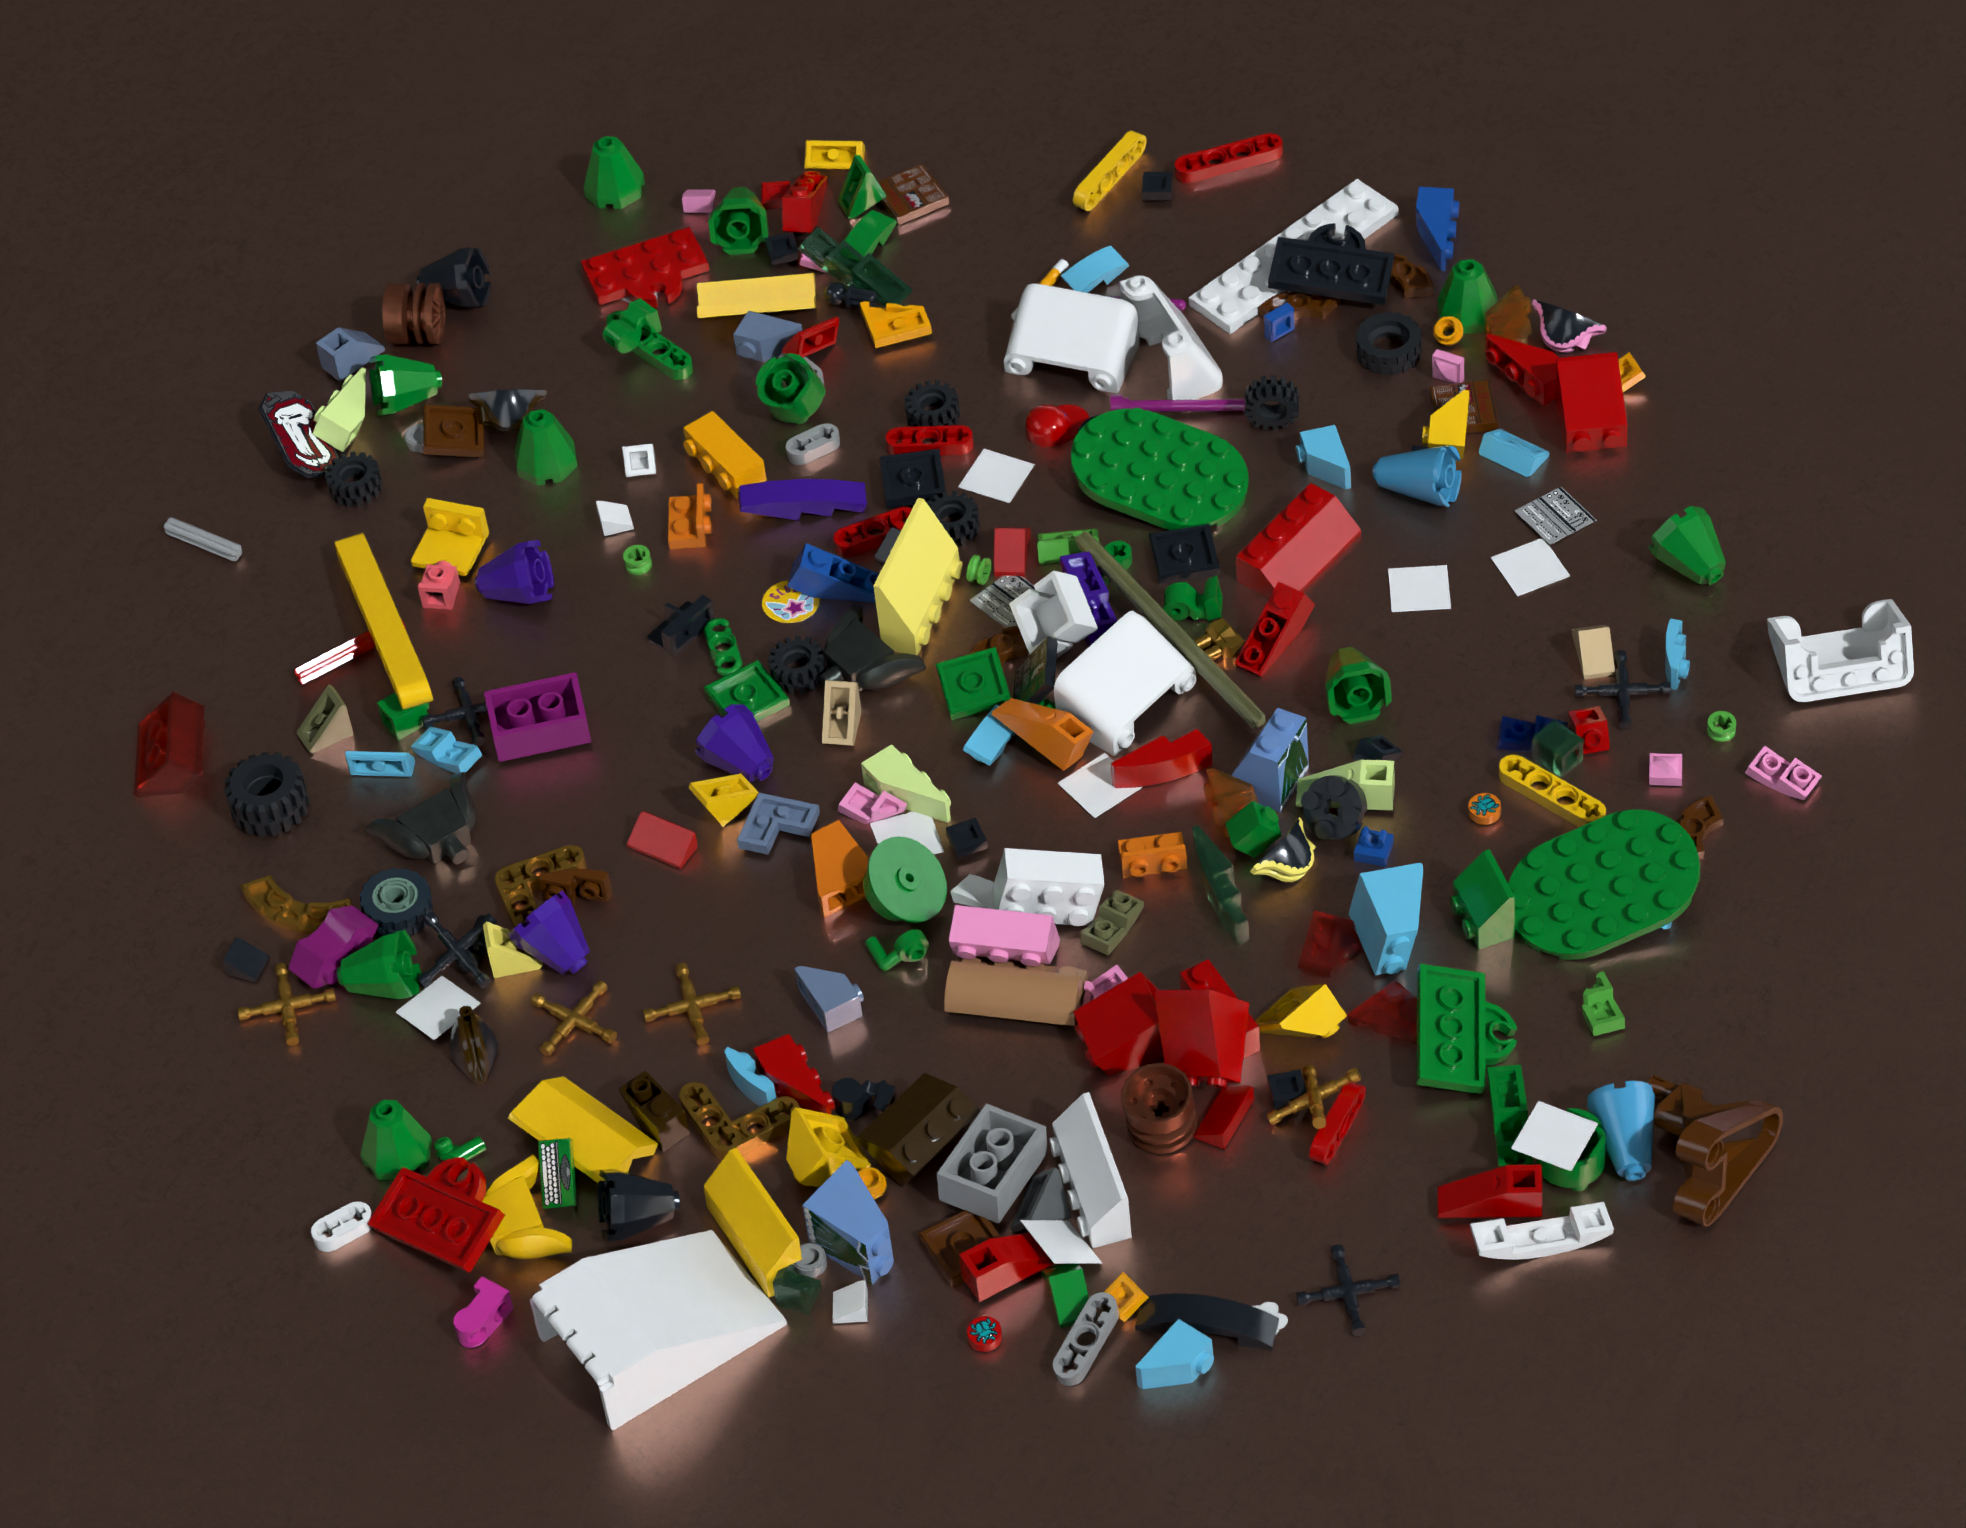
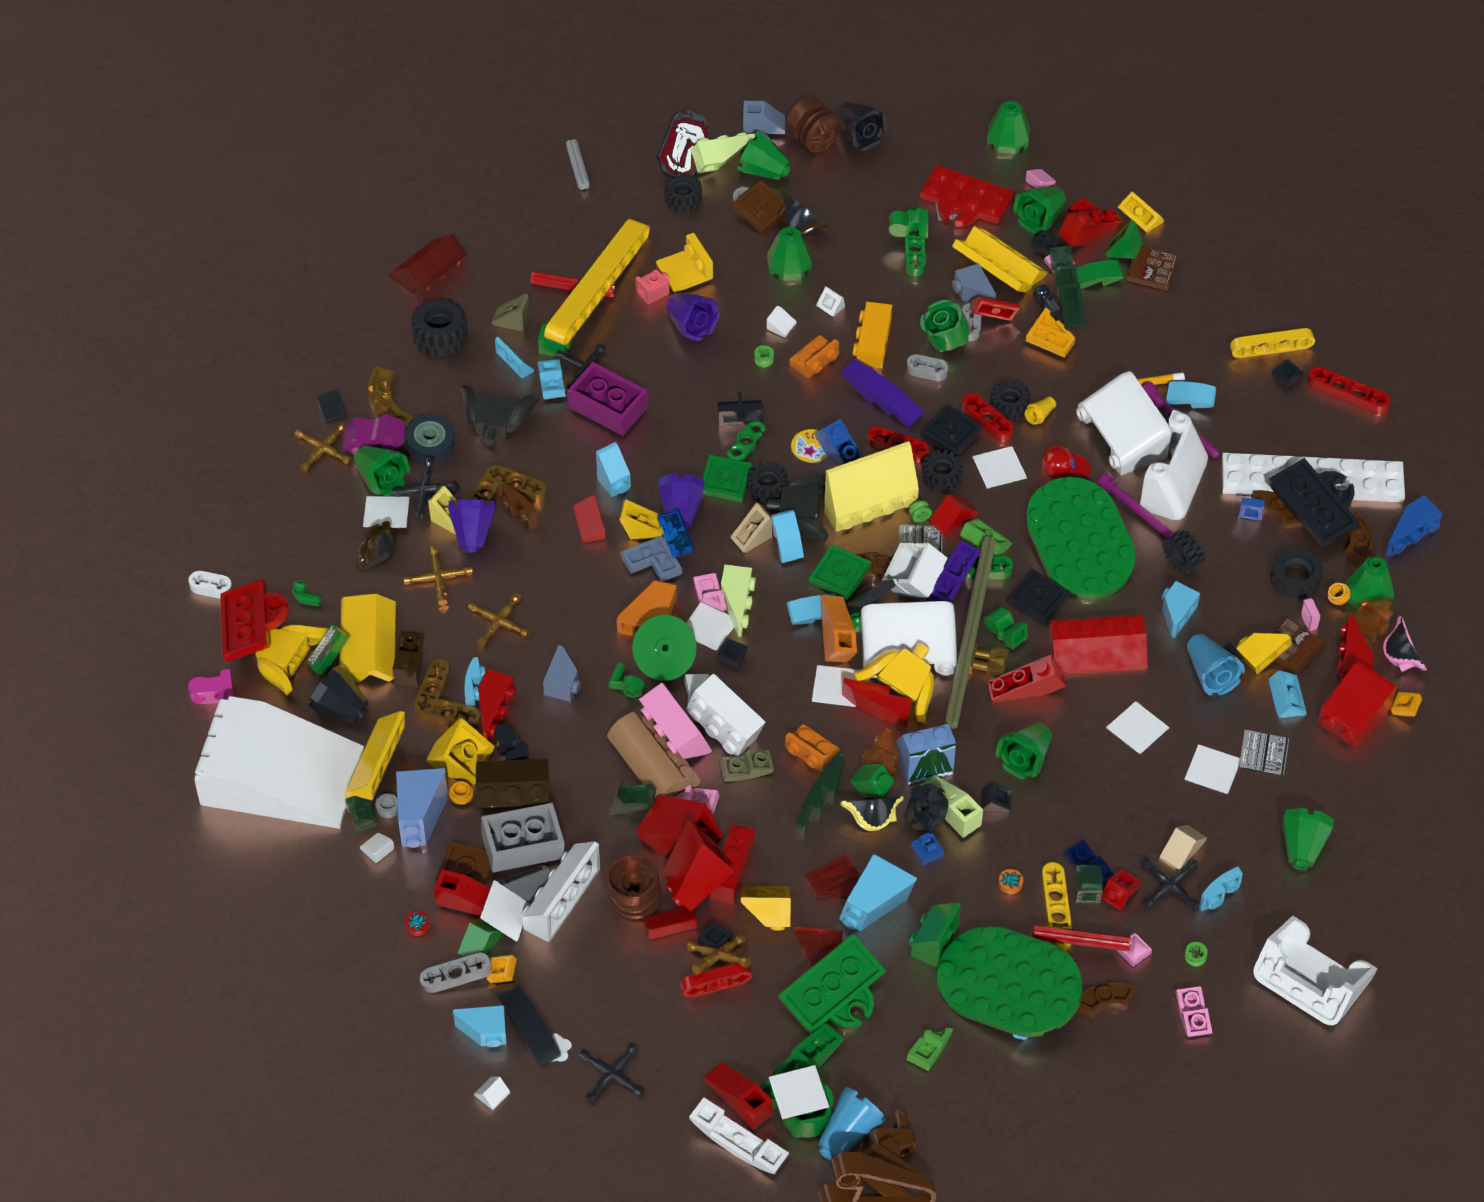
camera: 40 degrees right, 5 degrees up
(394, 1141) = (279, 563): green cone -> none
(633, 775) = (612, 470): none -> medium azure slope
(775, 775) = (675, 533): none -> clear blue tile
(885, 686) = (787, 536): none -> medium azure slope
(972, 395) = (1039, 410): none -> yellow cone
(1042, 1045) = (633, 798): none -> clear green slope
(1167, 710) = (905, 674): none -> yellow torso
(1260, 1408) = (492, 1092): none -> white slope
(1616, 794) = (1082, 938): none -> red axle

